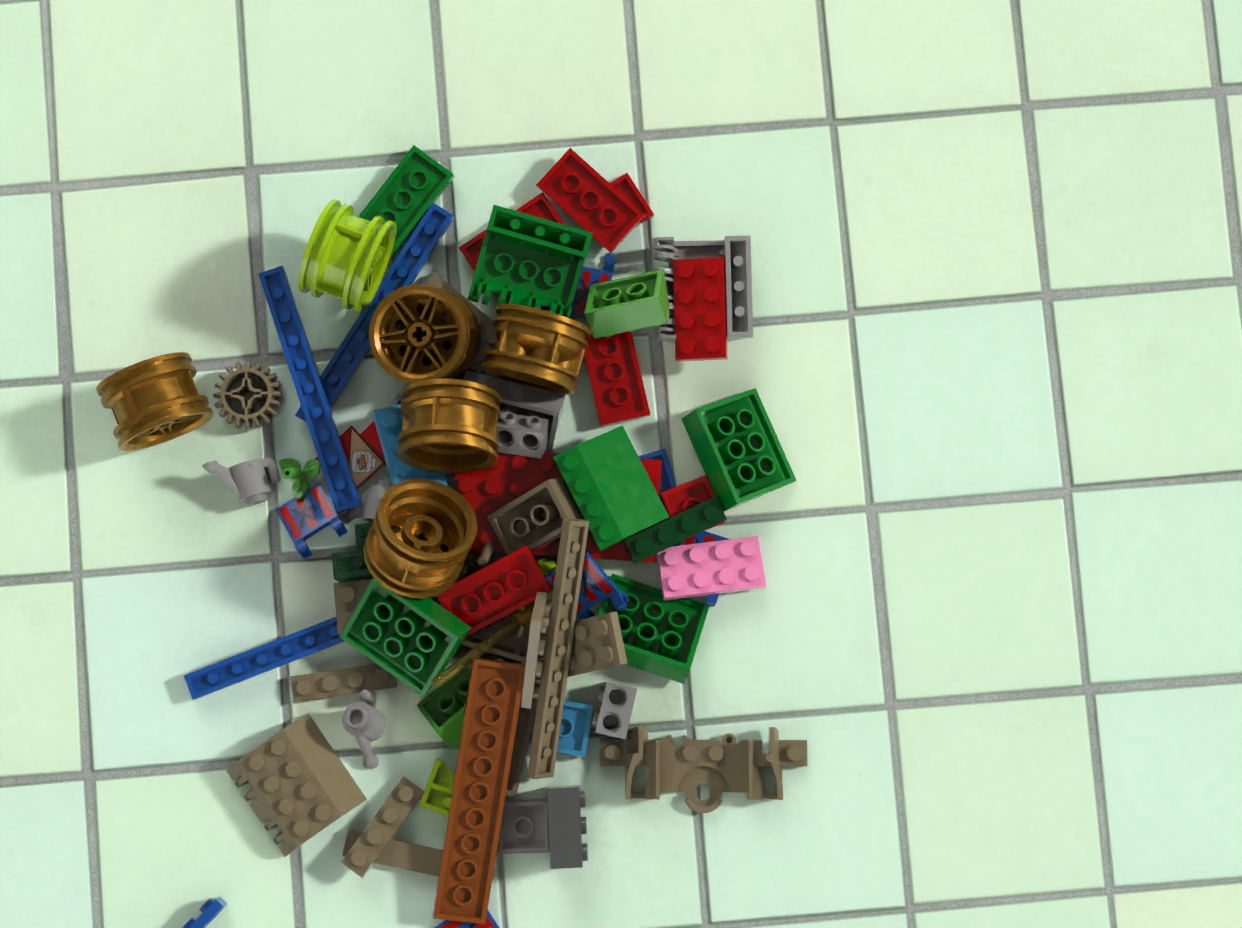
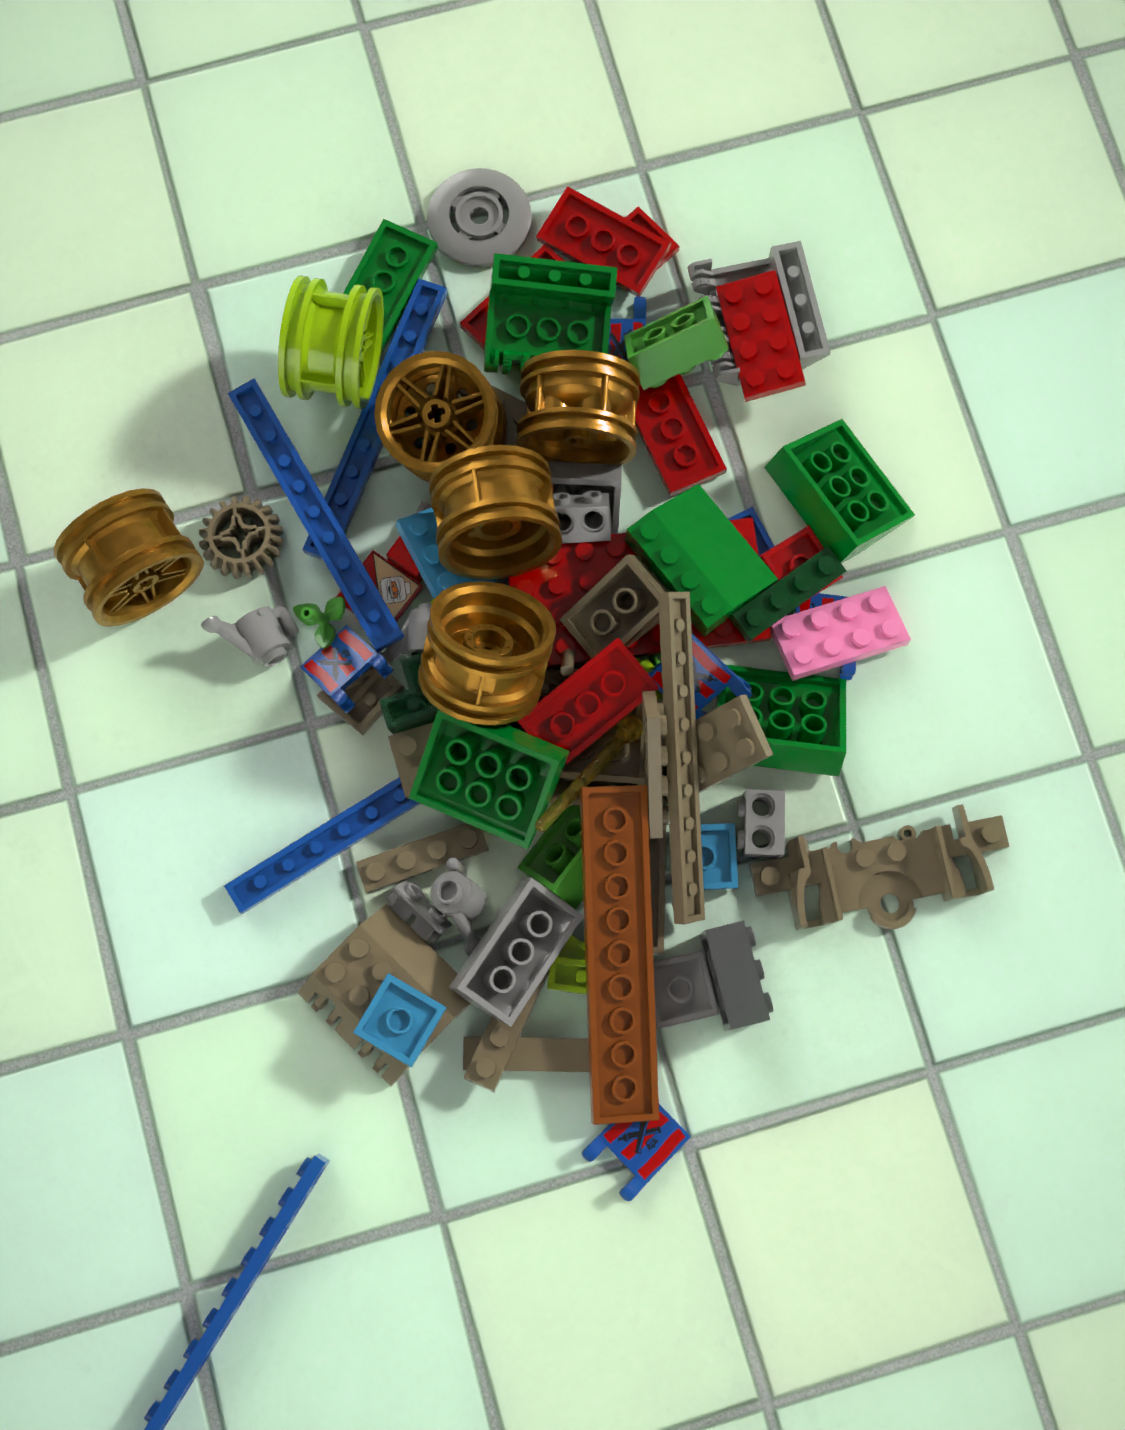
camera: 10 degrees left, 5 degrees down
(299, 810) = (400, 1020): none -> dark azure plate
(323, 546) = (365, 693): none -> dark tan wing
(327, 715) = (410, 900): none -> light grey hinge
(400, 773) = (516, 951): none -> light grey slope
(497, 179) = (478, 242): none -> light grey piece

